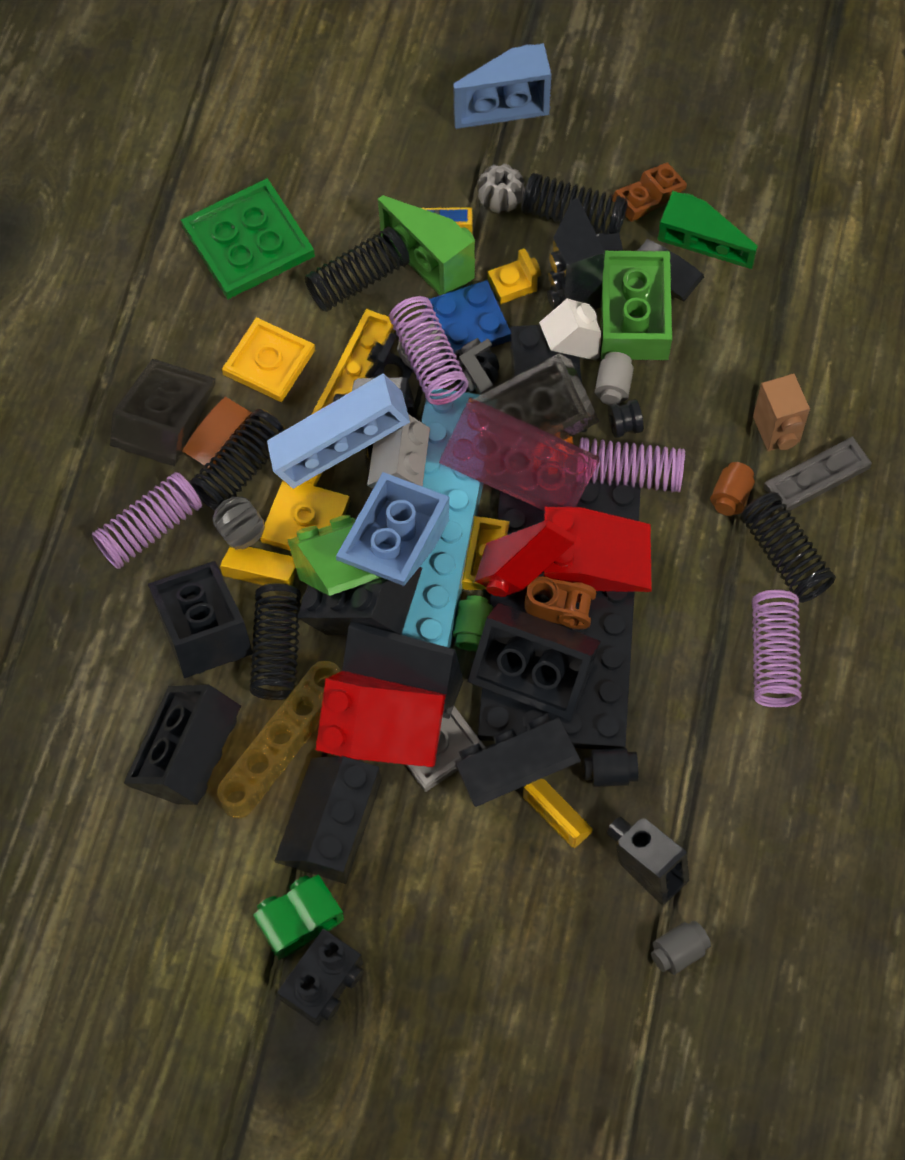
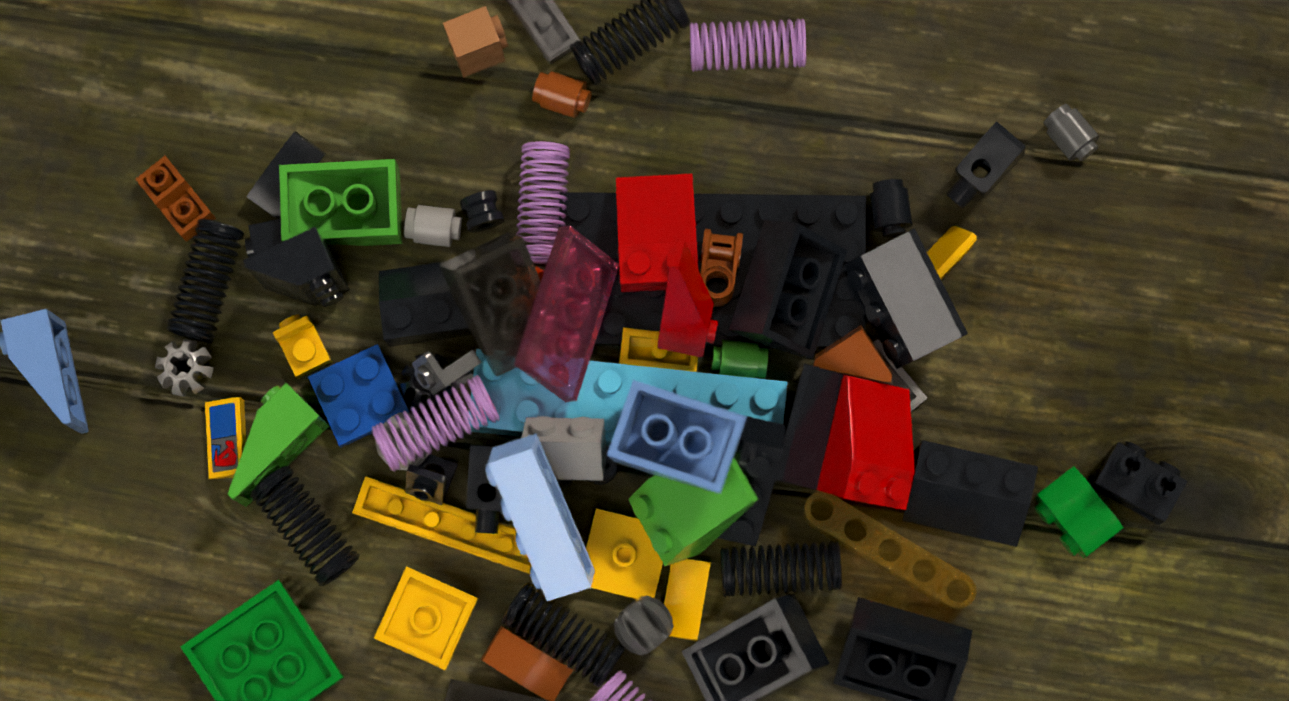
camera: 90 degrees left, 15 degrees up
(463, 719) = (854, 356): none -> dark orange slope
(573, 330) = (386, 270): white slope -> none
(702, 229) = (228, 137): green slope -> none

